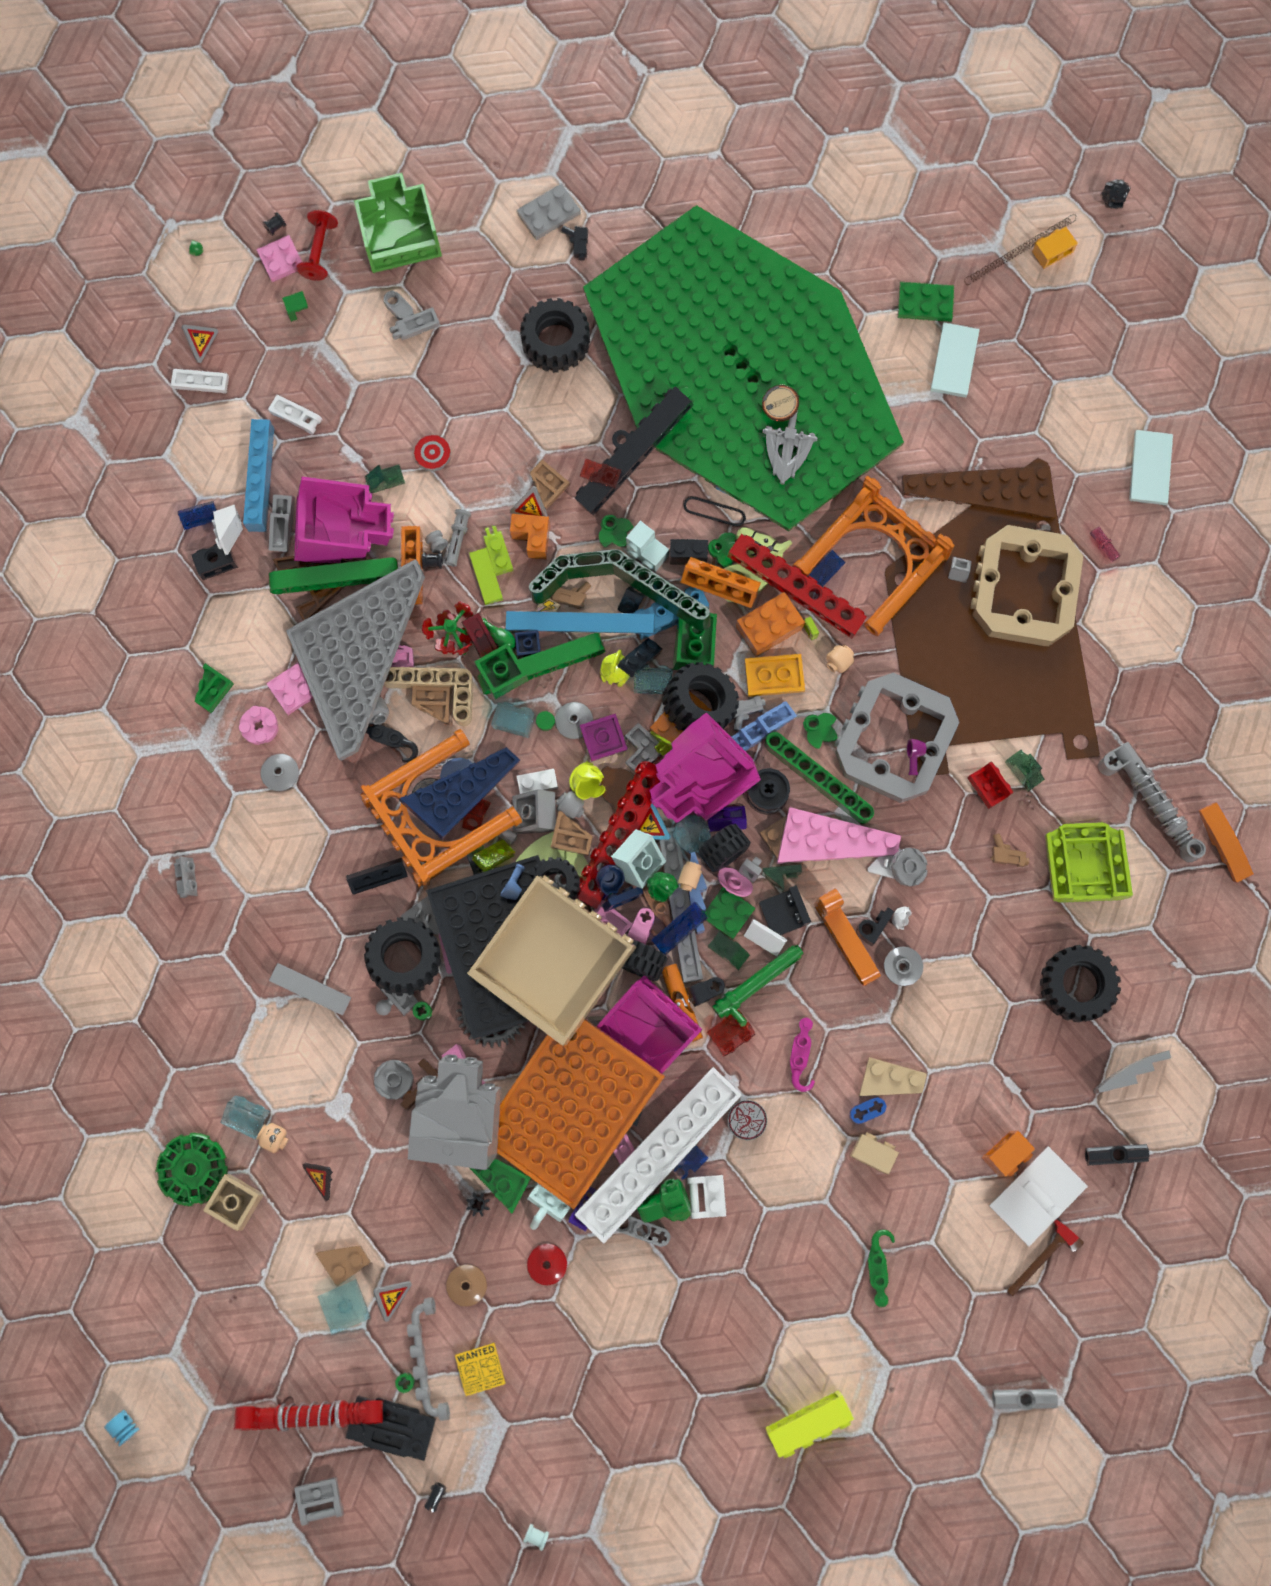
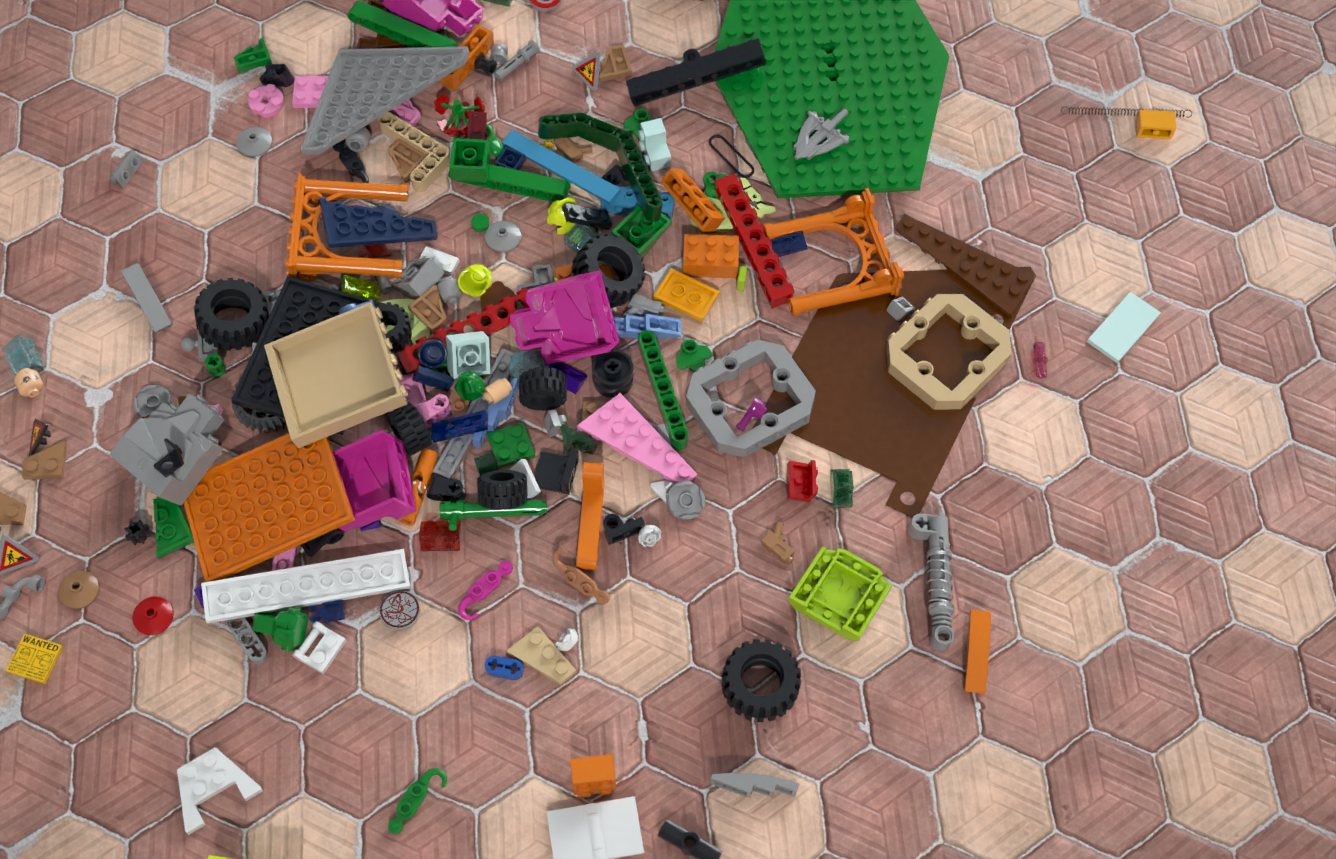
camera: 30 degrees right, 15 degrees down
(248, 694) = (277, 75): none -> black piece
(347, 1197) = (46, 463): none -> medium nougat wing
(376, 876) = (261, 250): black plate -> none
(473, 1126) = (174, 456): none -> black bracket
(486, 576) = (517, 99): lime tile -> none
(498, 551) = (540, 88): lime hinge -> none
(513, 719) = (455, 205): clear light blue brick -> none
(533, 529) = (576, 89): orange brick -> none
(548, 1204) = (189, 566): light aqua plate -> none
(600, 473) = (656, 71): clear red slope -> none
(603, 737) = (514, 258): magenta plate -> none
(654, 825) = (501, 341): piece -> none
(683, 549) = (694, 168): black brick -> none
(701, 1367) = (206, 778): none -> white wing
(735, 882) = (532, 422): bright pink dish -> none
(759, 962) = (502, 489): none -> black tyre
(780, 403) = (837, 100): piece -> none
(840, 658) = (748, 313): light nougat head -> none
(873, 995) = (579, 579): none -> nougat piece
(874, 1153) = (481, 703): tan brick -> none
(902, 1053) = (567, 640): none -> white plate
(913, 965) = (621, 564): light grey dish -> none
(926, 301) = (1018, 106): green plate -> none
(955, 360) = (1011, 158): light aqua tile -> none
(1115, 193) = (1236, 113): black piece -> none

